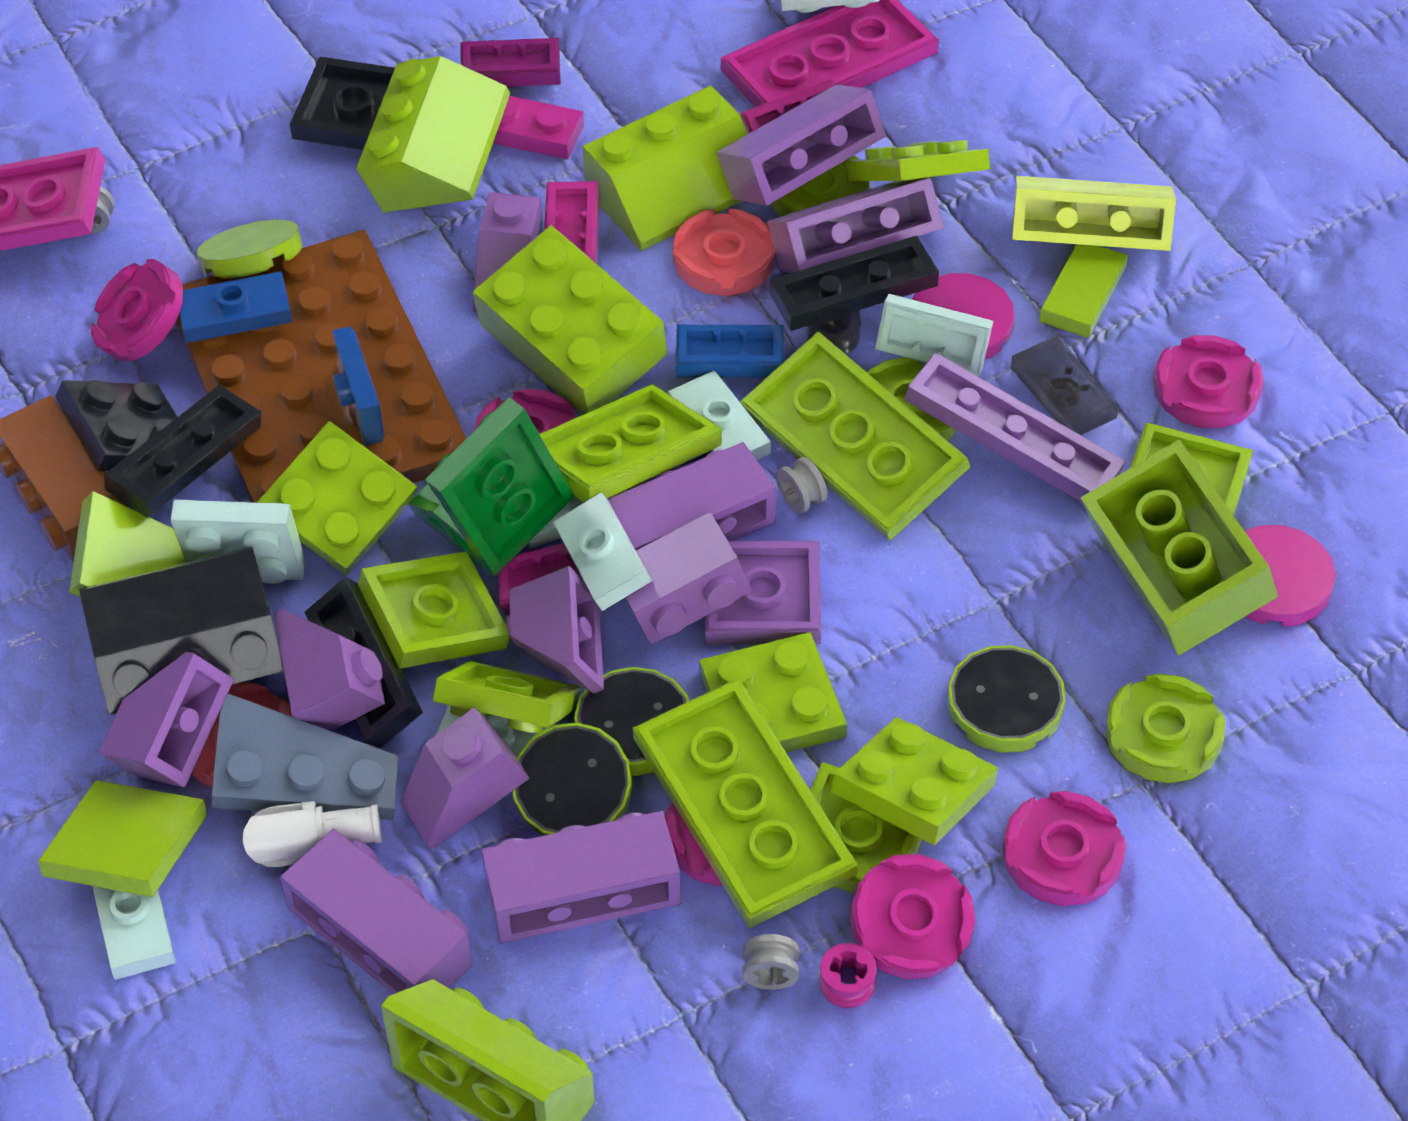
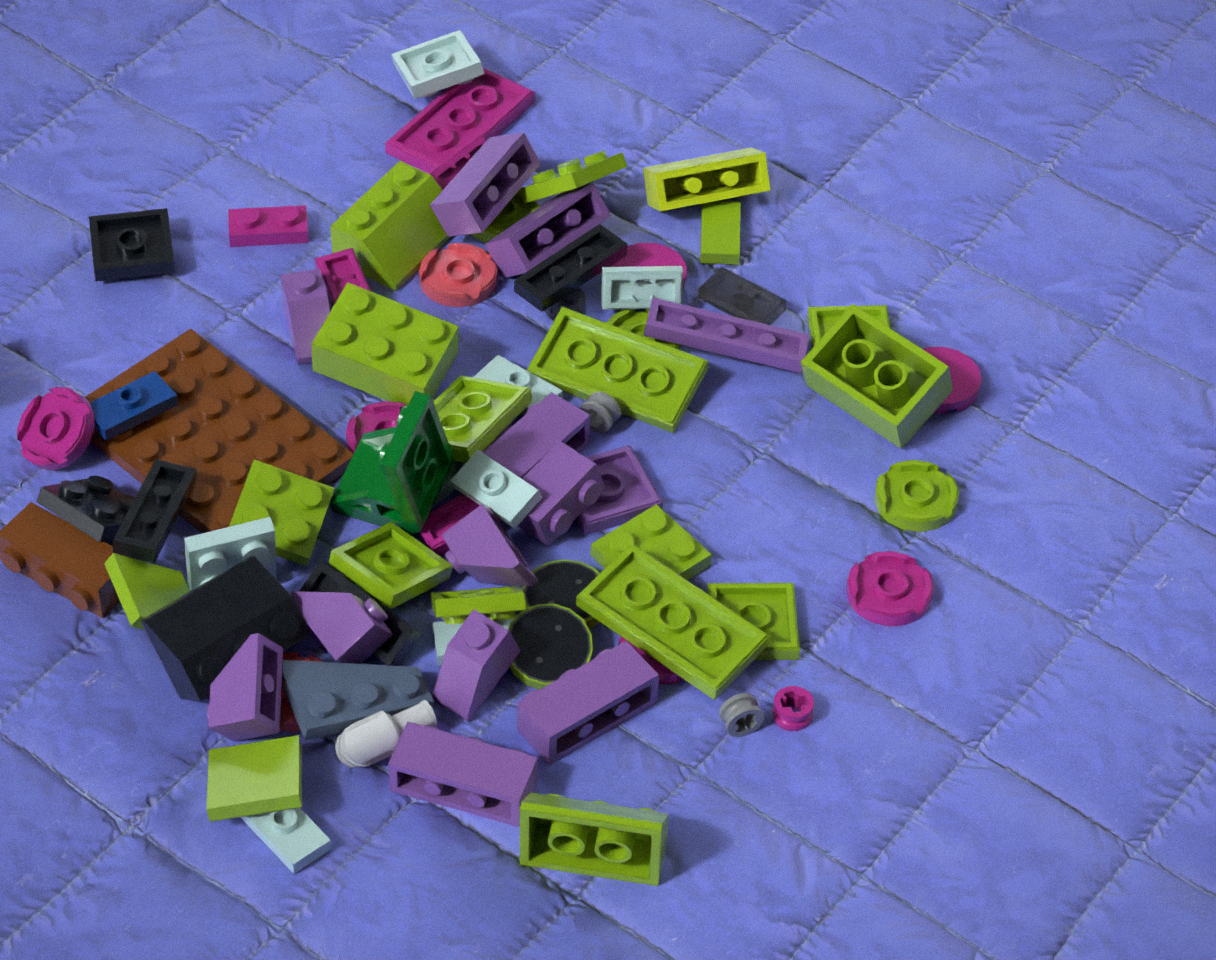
camera: 25 degrees left, 5 degrees down
(249, 248) = (115, 363): lime tile -> none
(356, 387) = (258, 431): blue plate -> none
(431, 134) = (210, 248): lime slope -> none
(514, 61) = (232, 185): magenta plate -> none
(729, 350) = (501, 337): blue plate -> none
(912, 916) = (817, 657): dark pink tile -> none
(914, 780) = (776, 573): lime plate -> none
(1006, 698) = (805, 507): black tile -> none
(1208, 382) = (833, 270): dark pink tile -> none

